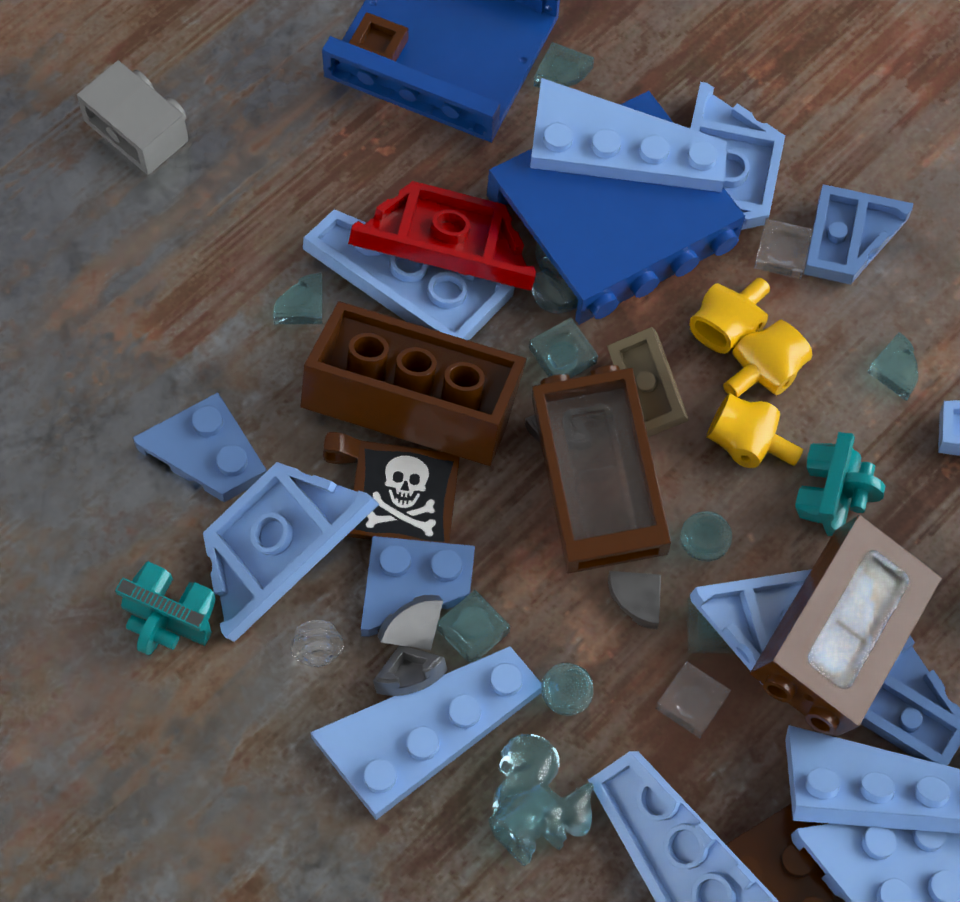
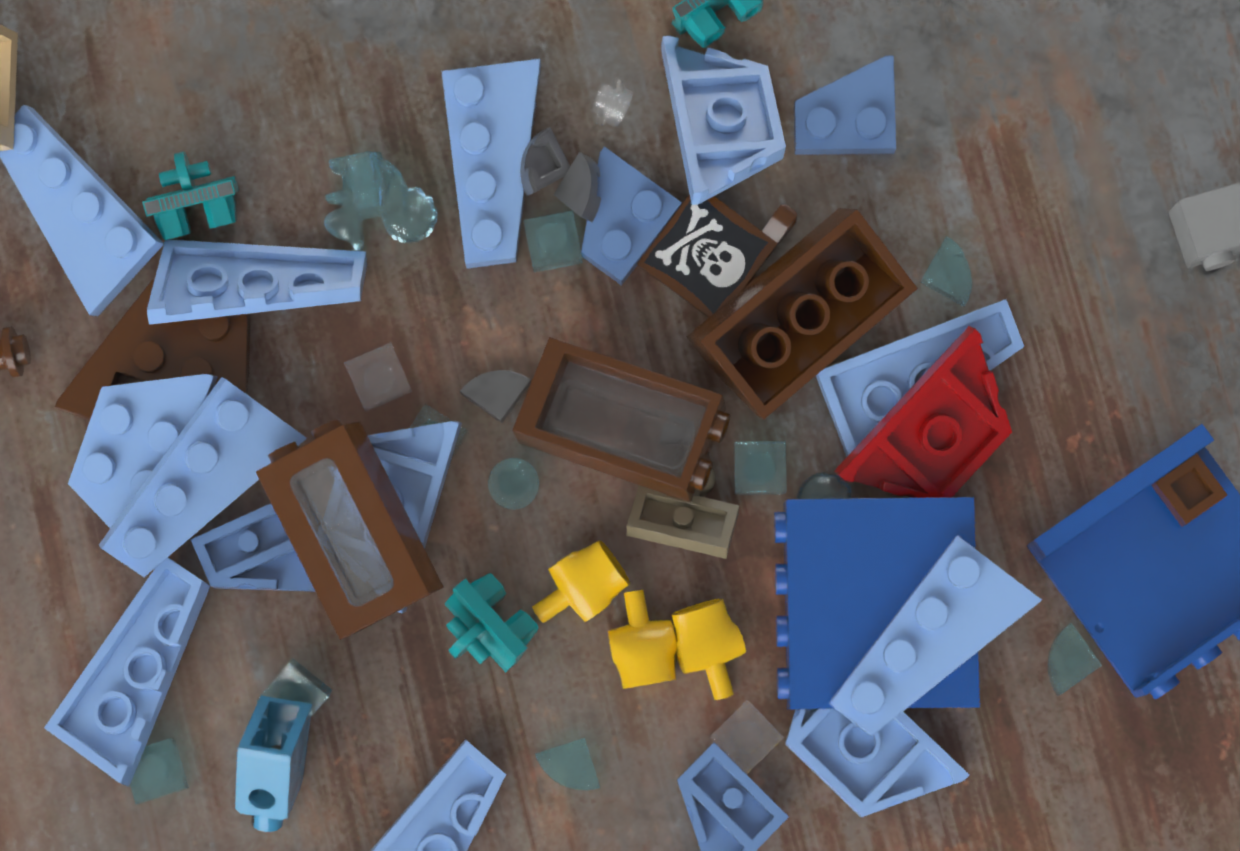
camera: 125 degrees right, 15 degrees up
(567, 689) = (450, 282): clear light blue plate -> none

